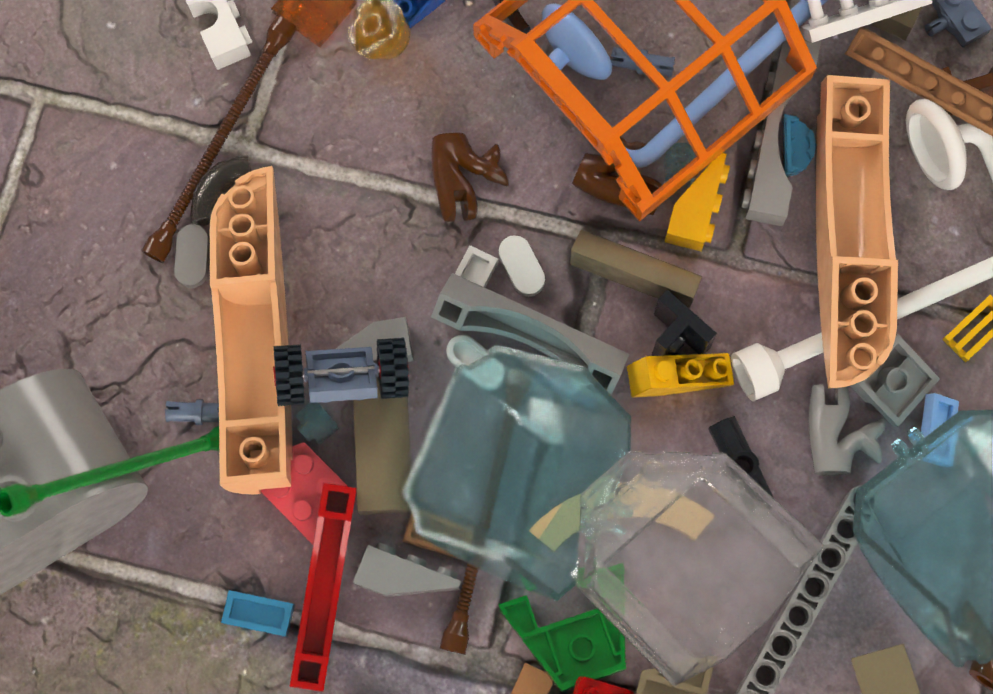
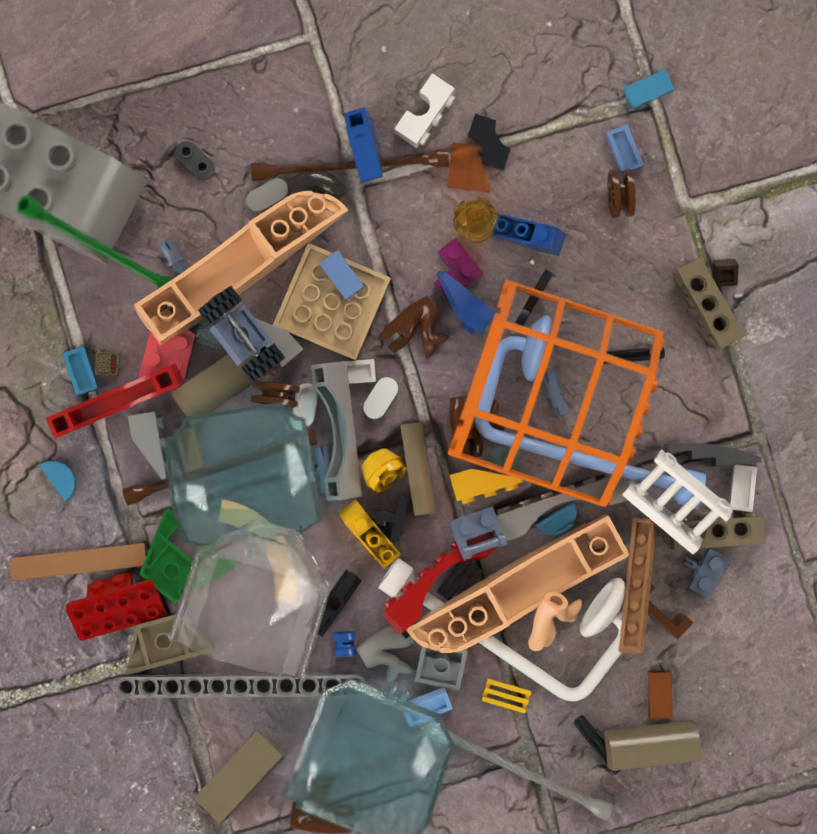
camera: 55 degrees right, 10 degrees up
(92, 317) = (194, 160): none -> dark grey plate
(207, 102) = (364, 144): none -> blue slope
(270, 574) = (107, 363): none -> tile
(345, 220) = (341, 275): none -> medium blue tile
(369, 253) = (320, 312): none -> tan plate
(426, 82) = (461, 264): none -> magenta plate
(434, 381) = (274, 393): none -> reddish brown wheel
(473, 98) = (466, 306): none -> blue slope
(611, 309) = (382, 469): none -> yellow cone
(748, 234) = (474, 526): none -> sand blue plate
(801, 484) = (344, 643): none -> blue wheel
(803, 368) = (408, 606): none -> red arch
(813, 295) = (472, 566): none -> black tile
(902, 200) = (543, 628): none -> light nougat piece

